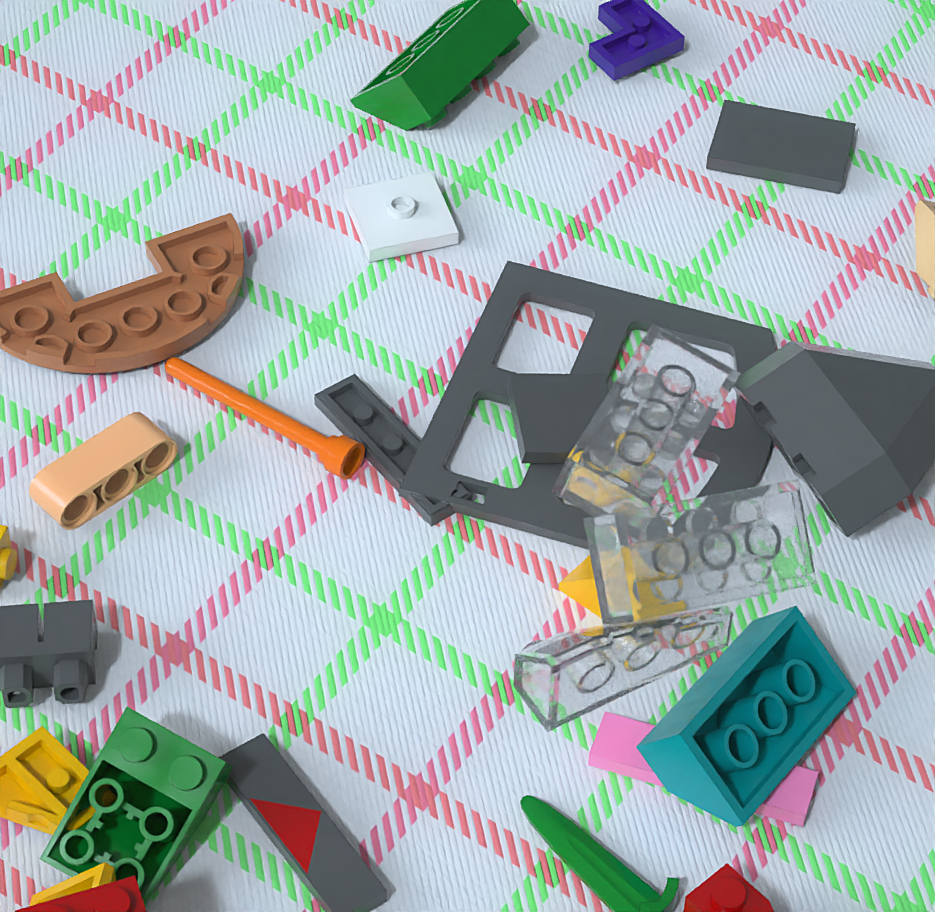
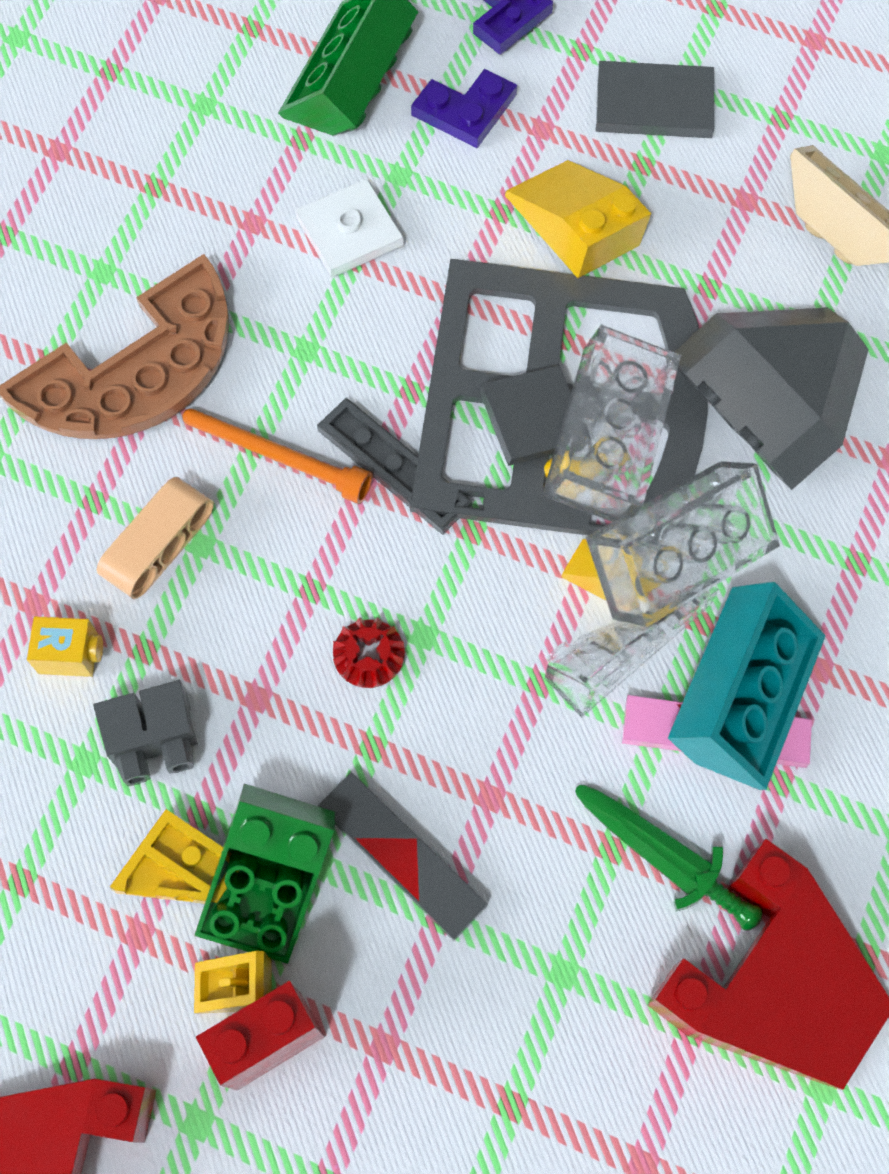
camera: 10 degrees left, 20 degrees up
(308, 639) = (368, 672): none -> red gear
(562, 132) = (467, 115): none -> dark purple plate
(668, 241) = (581, 215): none -> yellow slope

